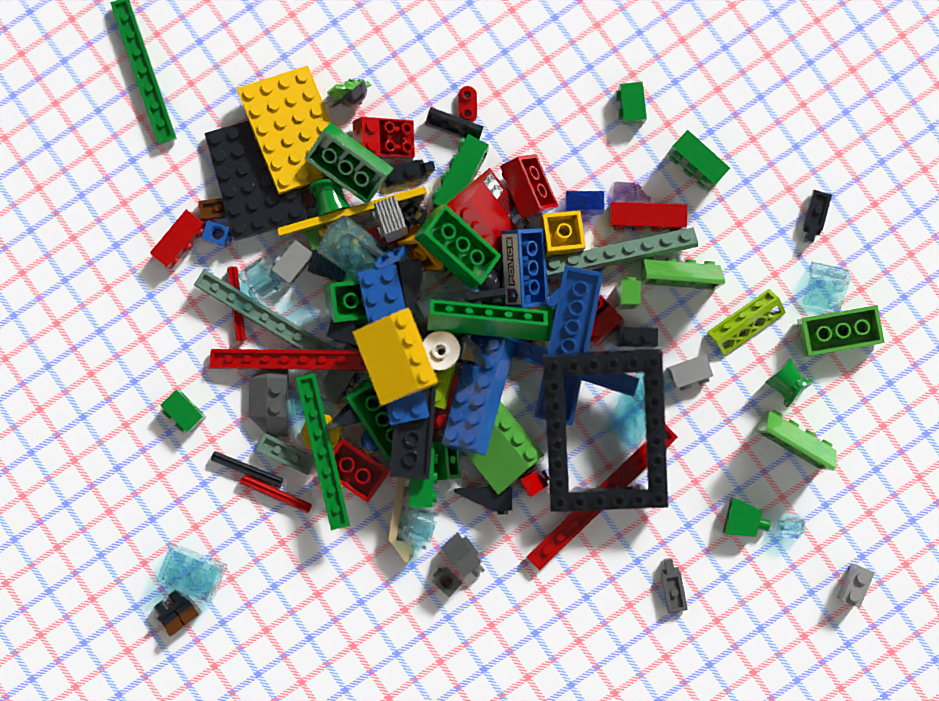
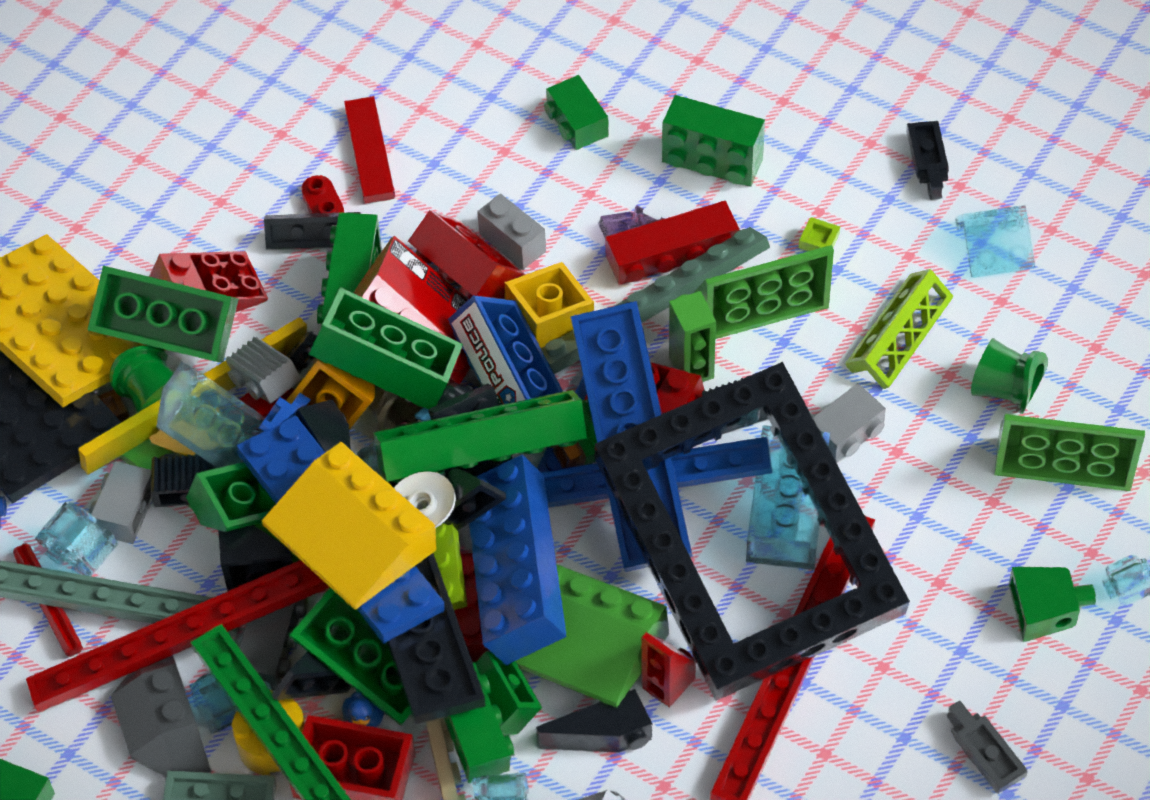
camera: 20 degrees left, 30 degrees down
(350, 93) = (127, 240): hair -> none
(409, 172) = (267, 317): black hinge -> none
(506, 78) = (369, 149): none -> red tile
(562, 172) = (511, 231): none -> light grey brick
(586, 201) = (574, 248): clear blue brick -> none
(730, 245) = (818, 234): none -> lime plate
(840, 331) = (1049, 282): bright green brick -> none

